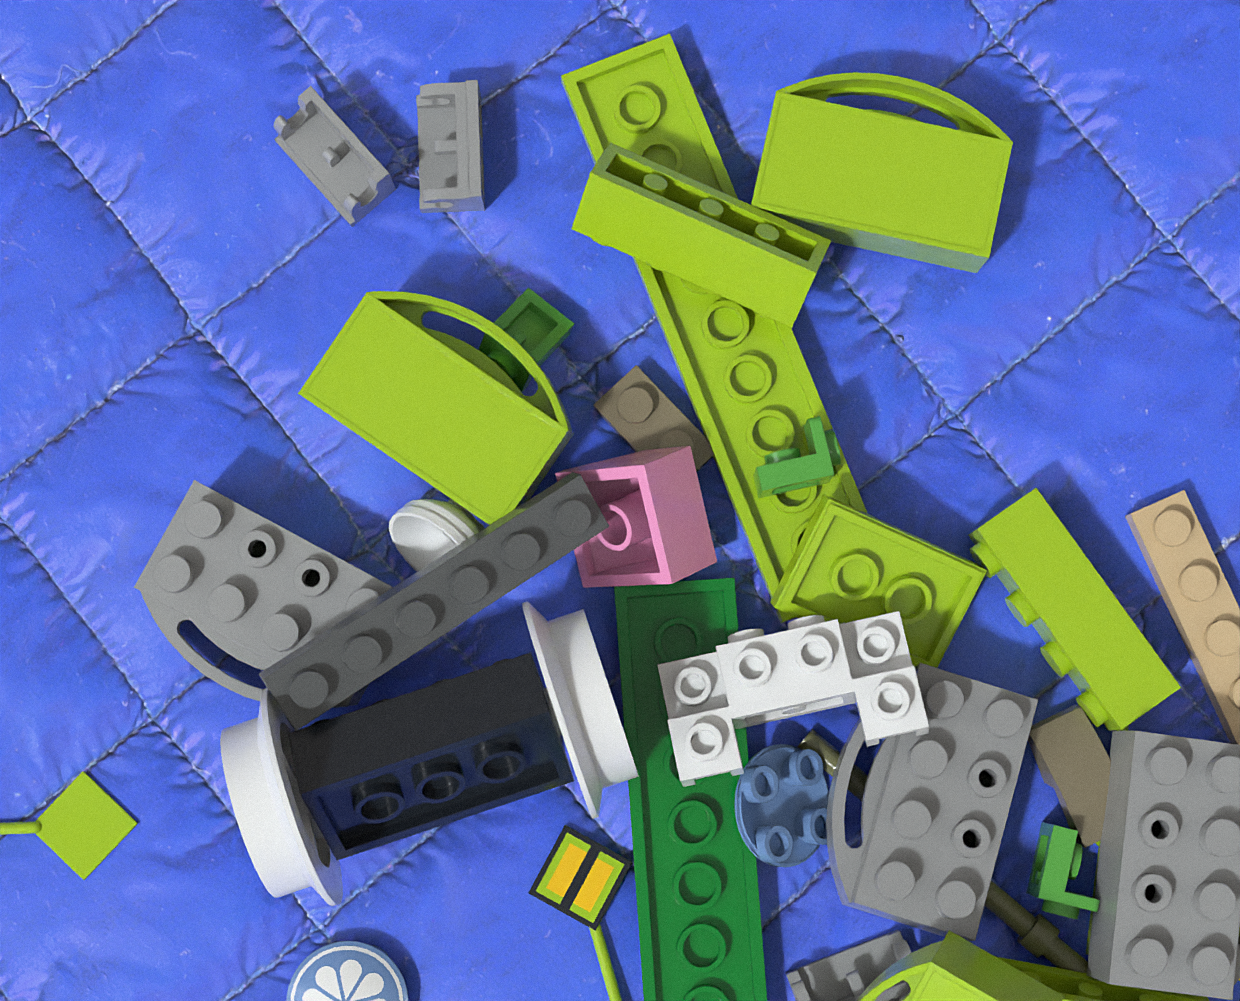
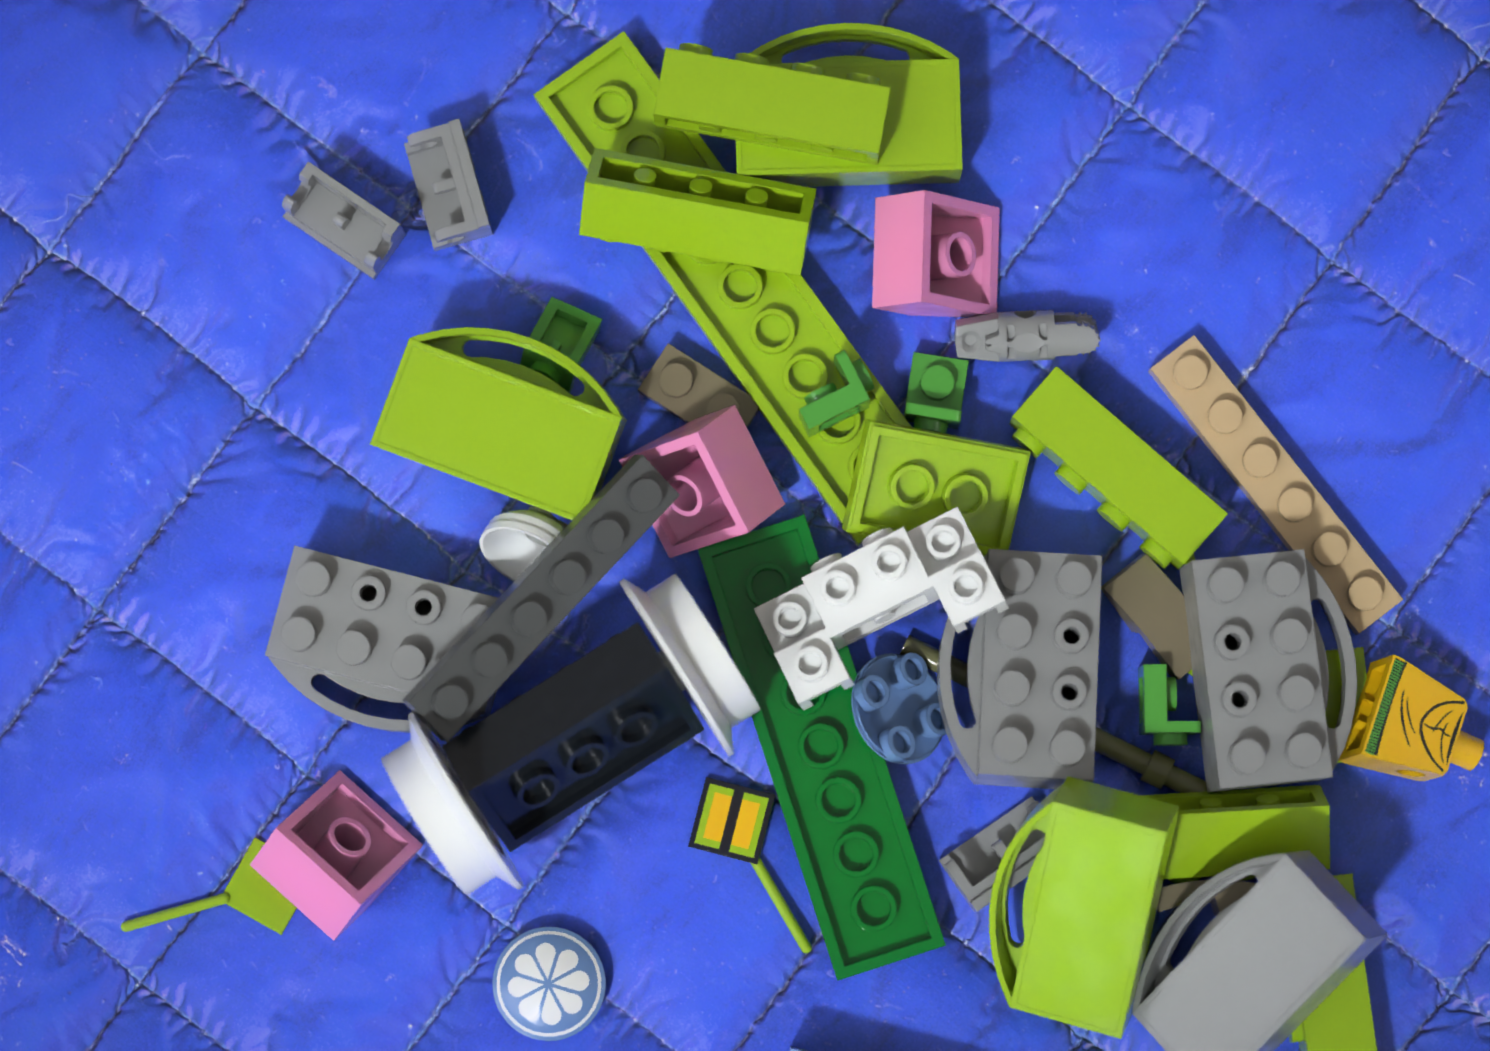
camera: 10 degrees left, 0 degrees up
(156, 812) = (335, 854): none -> bright pink slope
(806, 139) = (771, 104): none -> lime brick
(900, 483) = (935, 392): none -> bright green bracket
(934, 341) = (935, 255): none -> bright pink slope
(1008, 448) = (1025, 335): none -> light grey hinge

